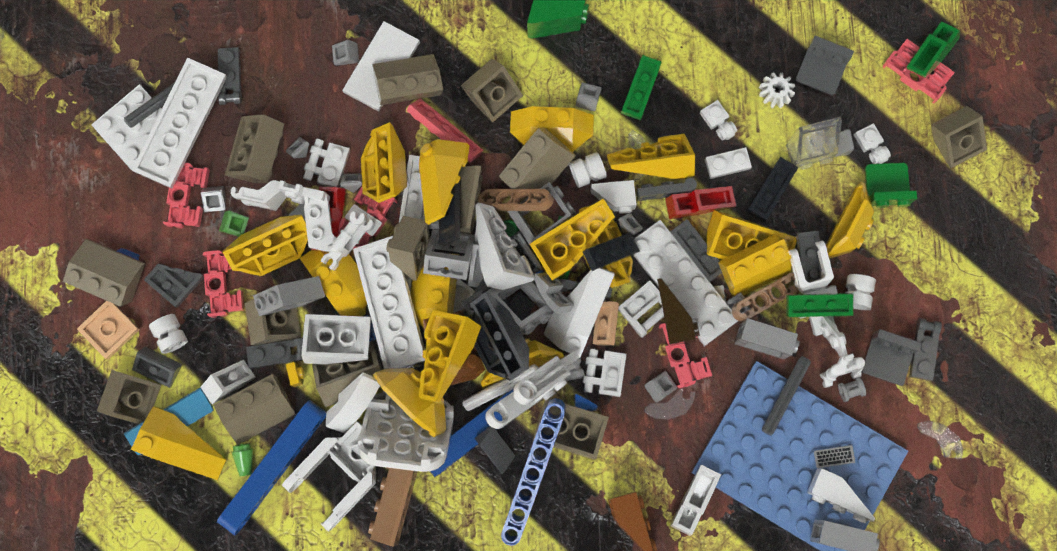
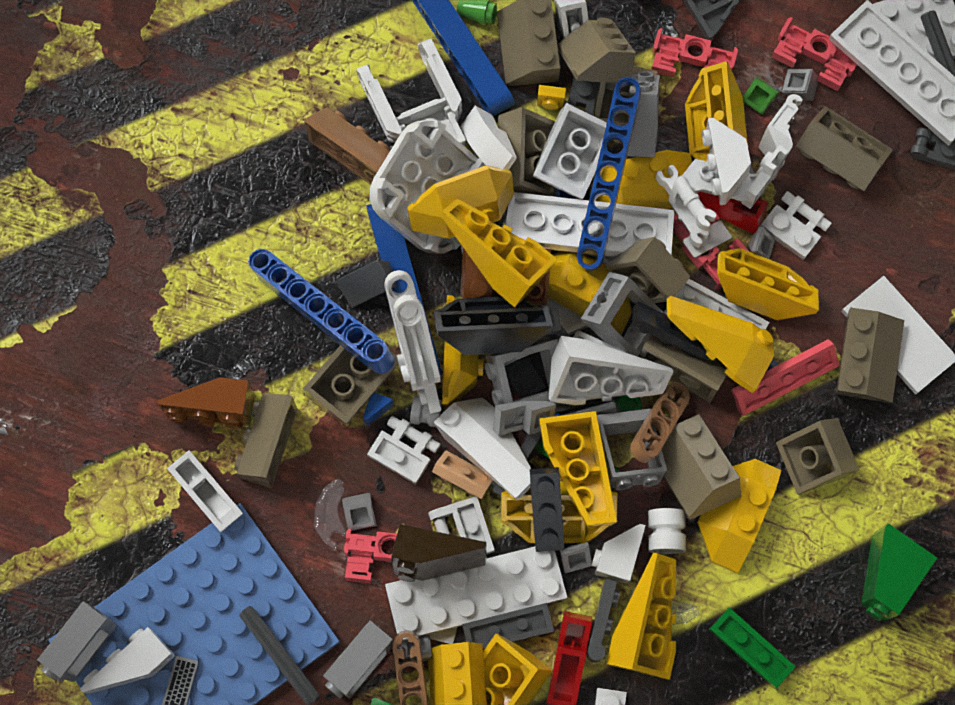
camera: 110 degrees right, 5 degrees down
(251, 348) = (598, 52): none -> dark tan slope
(298, 148) = (826, 197): light grey slope -> none
(303, 221) = (727, 159): none -> white slope
(345, 53) = (932, 299): light grey slope -> none
(361, 292) = (608, 160): none -> blue beam
(495, 390) = (435, 296): white axle -> none
(588, 96) = (766, 576): light grey slope -> none
(641, 473) = (266, 439): none -> dark tan slope

